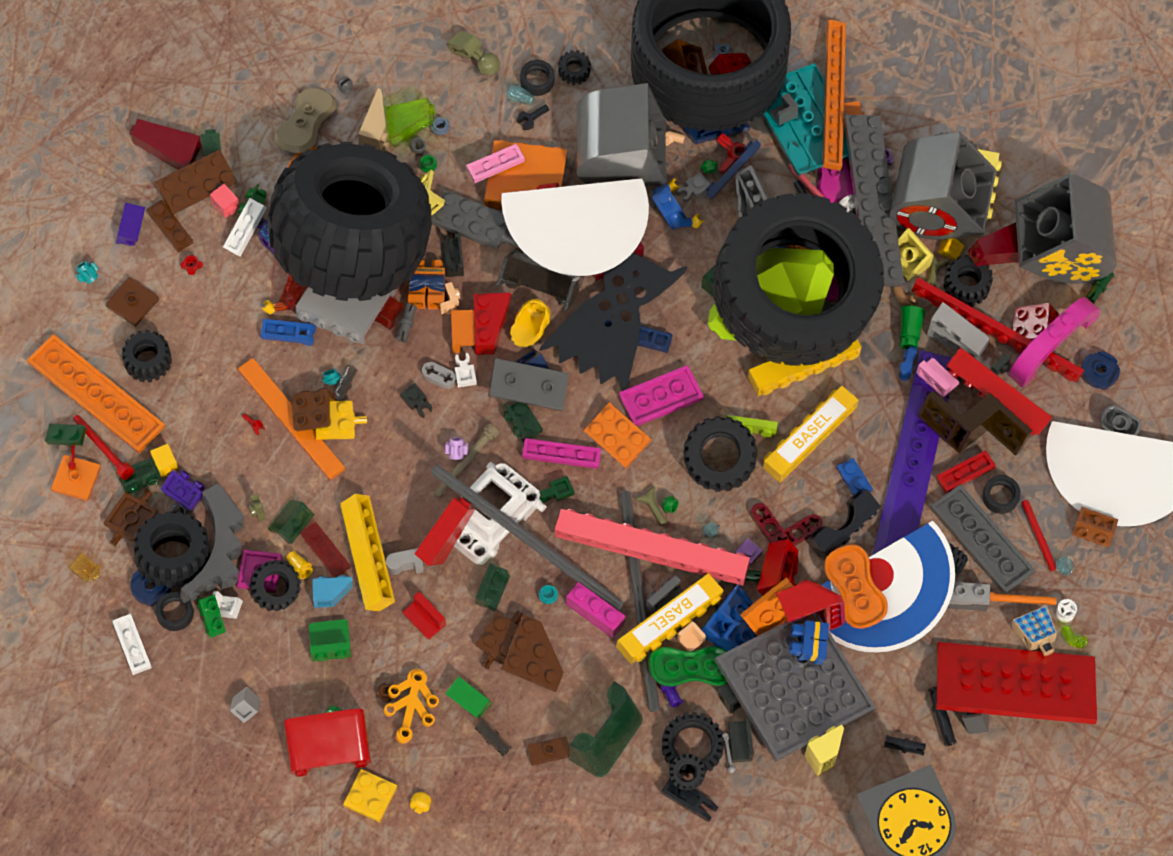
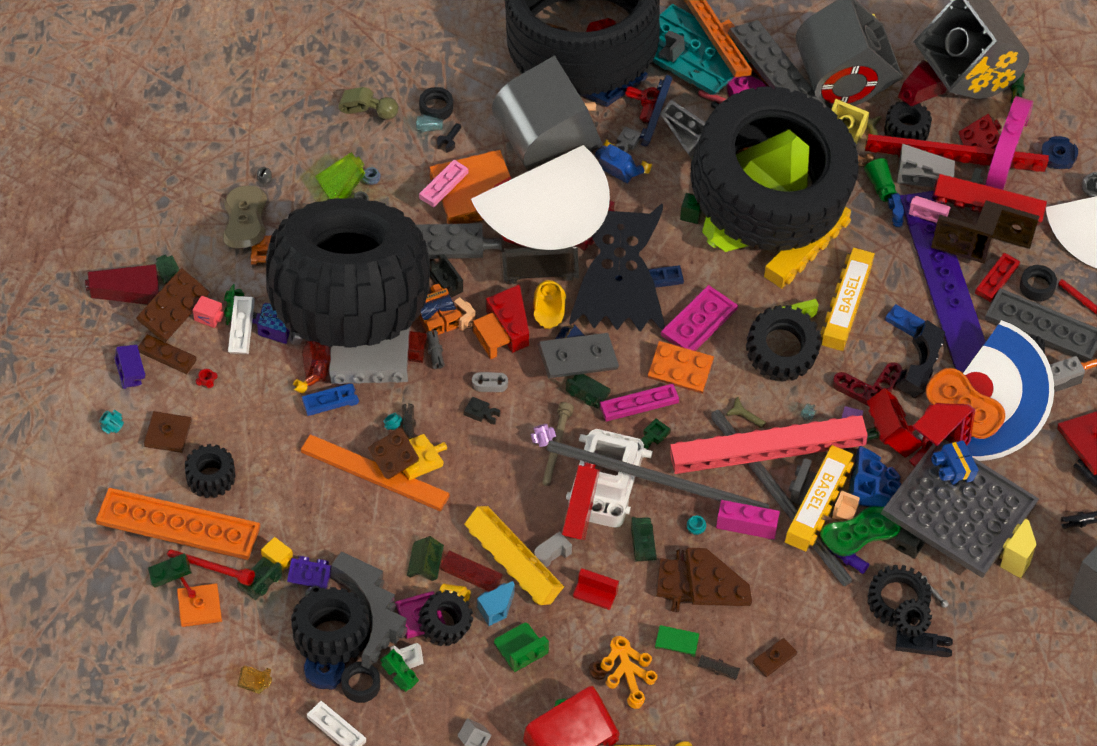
camera: 25 degrees left, 10 degrees down
(129, 515) = (272, 617): reddish brown plate -> none
(255, 424) = (346, 490): red hand -> none
(257, 507) = (388, 559): olive plate -> none
(374, 126) = (315, 186): tan slope -> none
(465, 373) = (513, 370): white plate -> none
(576, 58) = (464, 75): black tyre -> none
(601, 752) = (821, 636): clear green windscreen -> none
(670, 504) = (760, 406): green plate -> none
(709, 166) = (631, 118): green plate -> none
(718, 48) = (584, 22): sand blue plate -> none
(741, 741) = (940, 574): pearl dark grey panel -> none
(767, 611) = (906, 450): orange plate -> none
(950, 248) = (875, 106): yellow slope -> none

